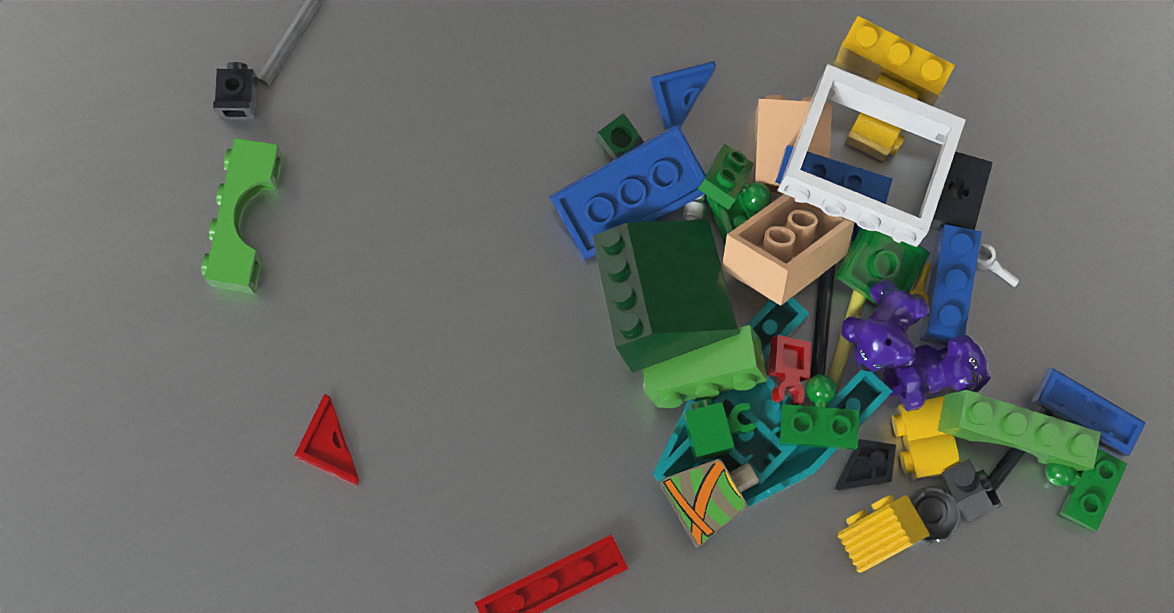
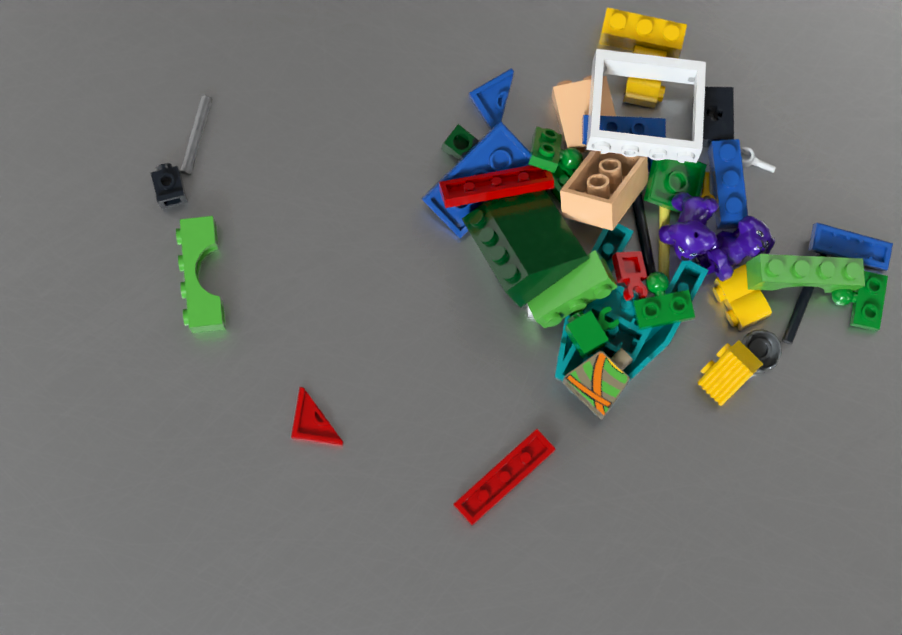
camera: 15 degrees left, 0 degrees up
(647, 205) = (495, 185): none -> red plate
(868, 465) = (705, 329): black piece -> none
(971, 490) = (783, 325): black brick -> none

